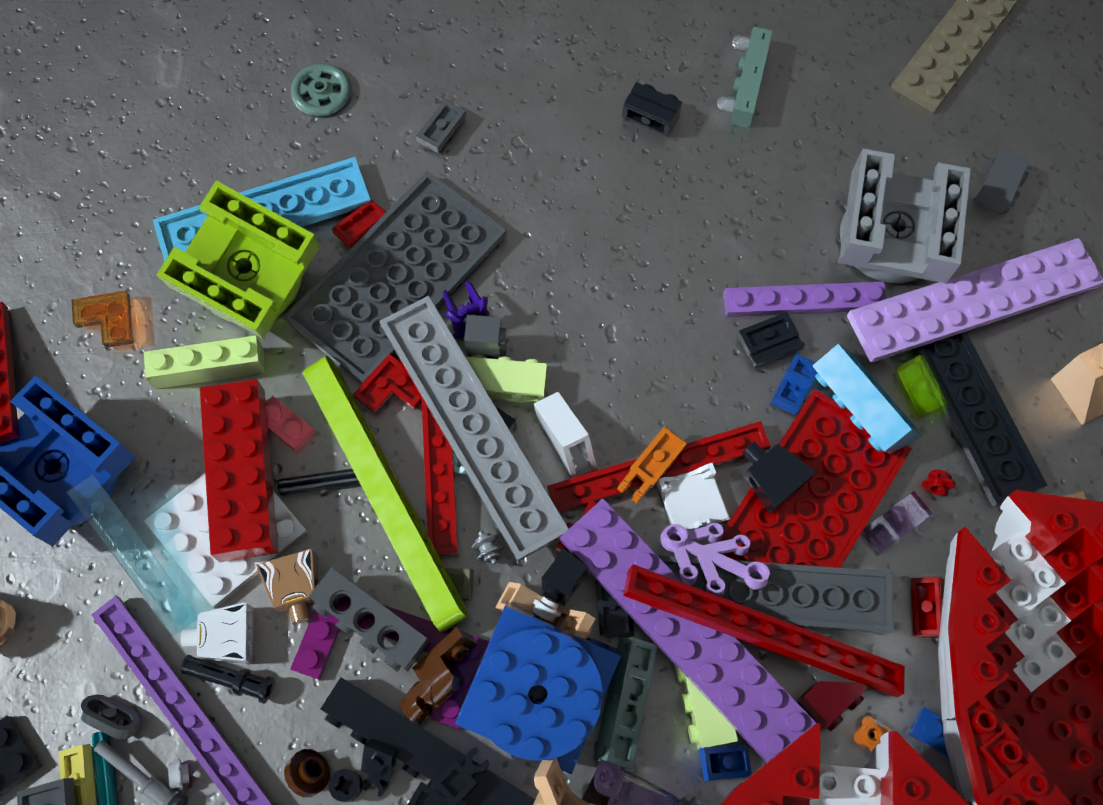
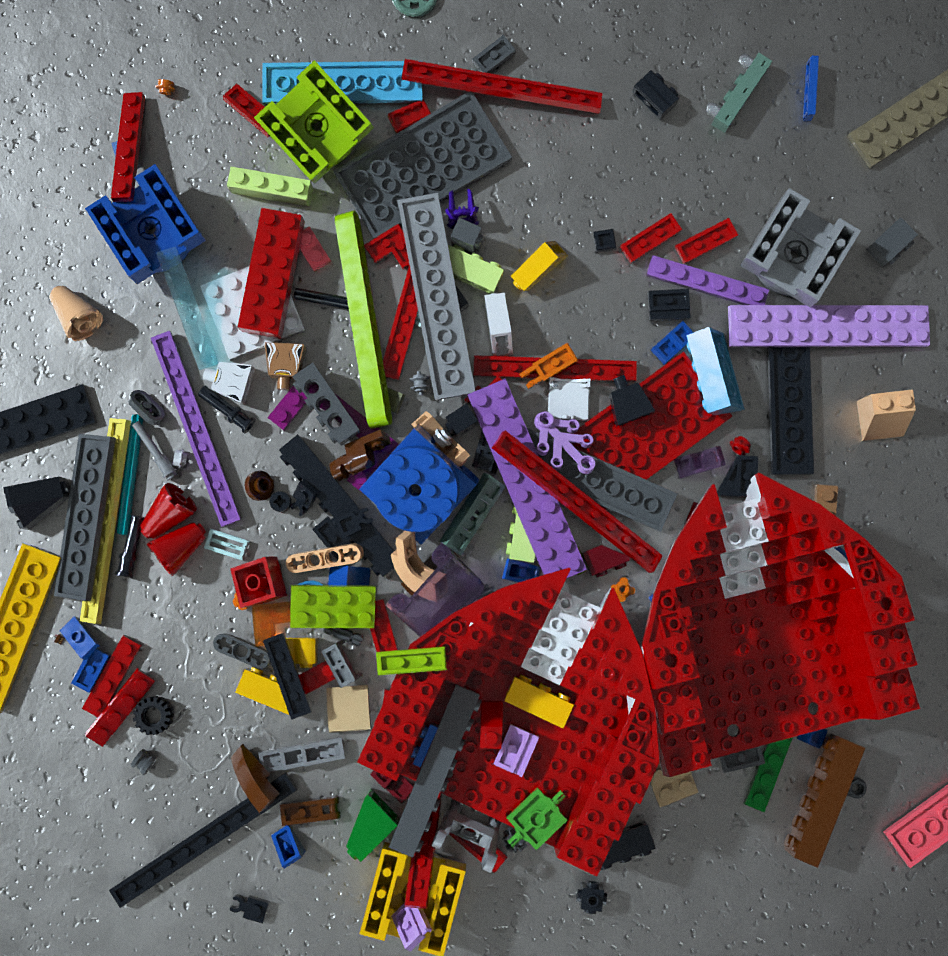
camera: 25 degrees right, 15 degrees up
(32, 286) = (165, 86): none -> orange plate
(110, 311) = (216, 126): clear orange plate -> none
(143, 276) = (245, 105): none -> red plate
(462, 154) = (502, 86): none -> red plate
(588, 346) = (538, 265): none -> yellow slope
(658, 291) = (604, 240): none -> black tile
(714, 269) = (651, 238): none -> red plate
(782, 250) = (706, 241): none -> red plate
(828, 48) = (810, 91): none -> blue tile
(921, 386) = (760, 375): clear neon green plate -> none
(954, 513) = (739, 476): none -> black wing

